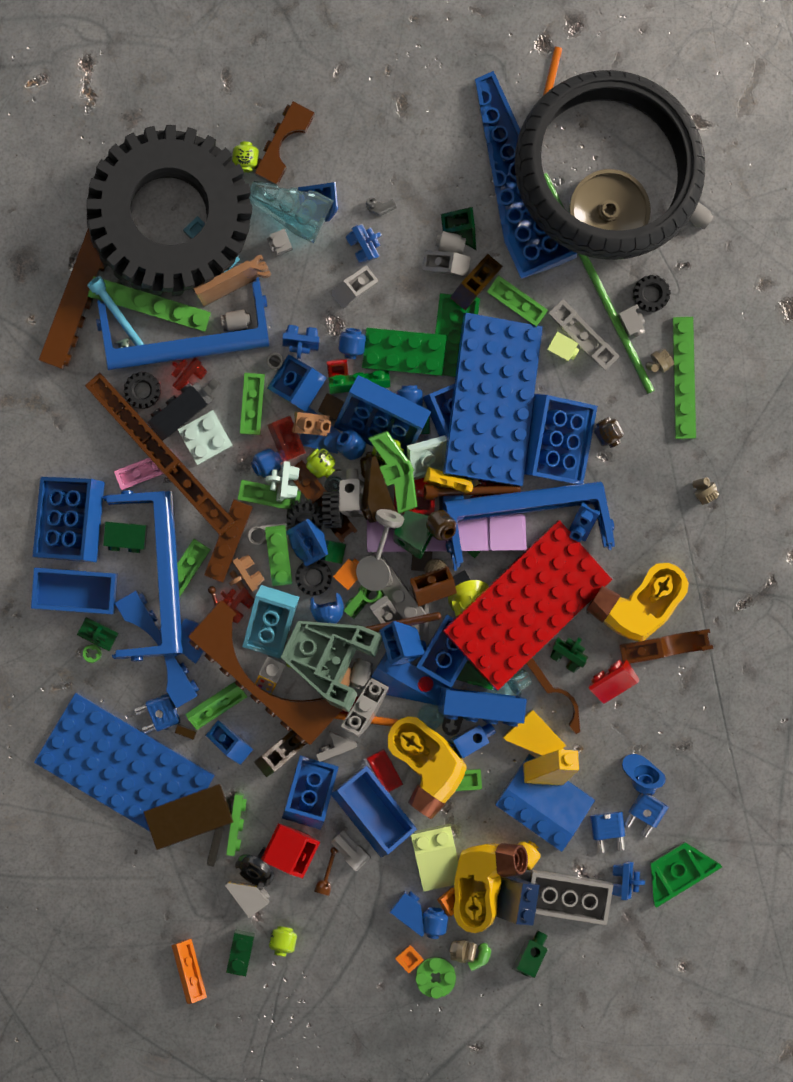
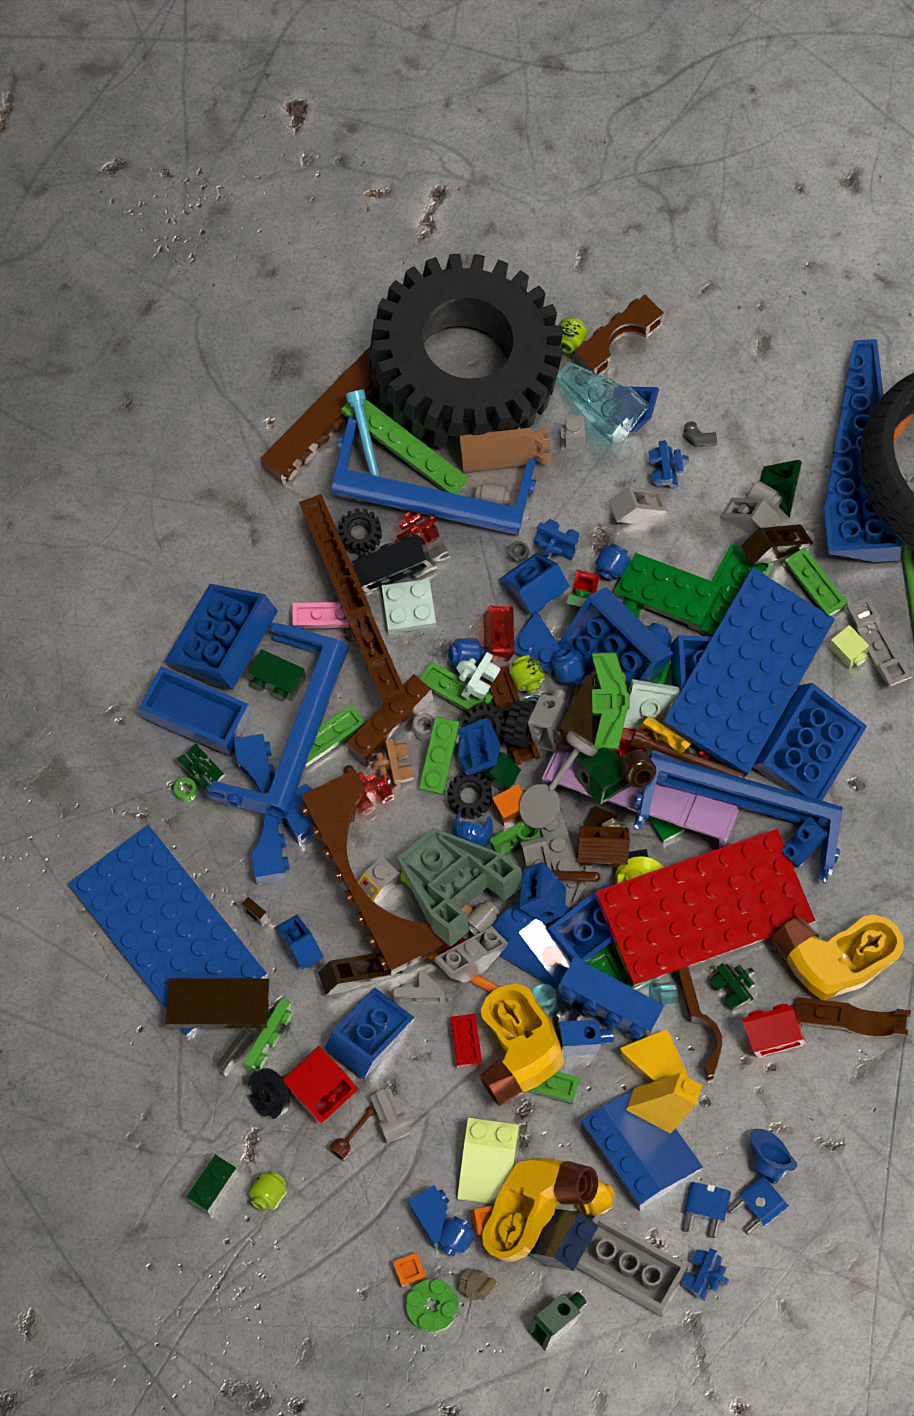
camera: 20 degrees right, 20 degrees down
(162, 713) = (236, 881): blue piece -> none
(189, 971) = (143, 1185): orange plate -> none
(215, 705) = (301, 894): bright green plate -> none
(248, 896) = (249, 1125): light grey slope -> none
(252, 403) = (475, 587): bright green plate -> none
(270, 621) = (400, 822): medium azure slope -> none
(311, 423) = (532, 624): medium nougat hips -> none
(331, 406) = (560, 619): dark brown piece -> none
(373, 811) = (435, 1076): blue piece -> none
(483, 957) = (498, 1302): bright green arm -> none
(609, 432) = (869, 755): dark brown head -> none
(679, 871) = (774, 1287): green wing -> none

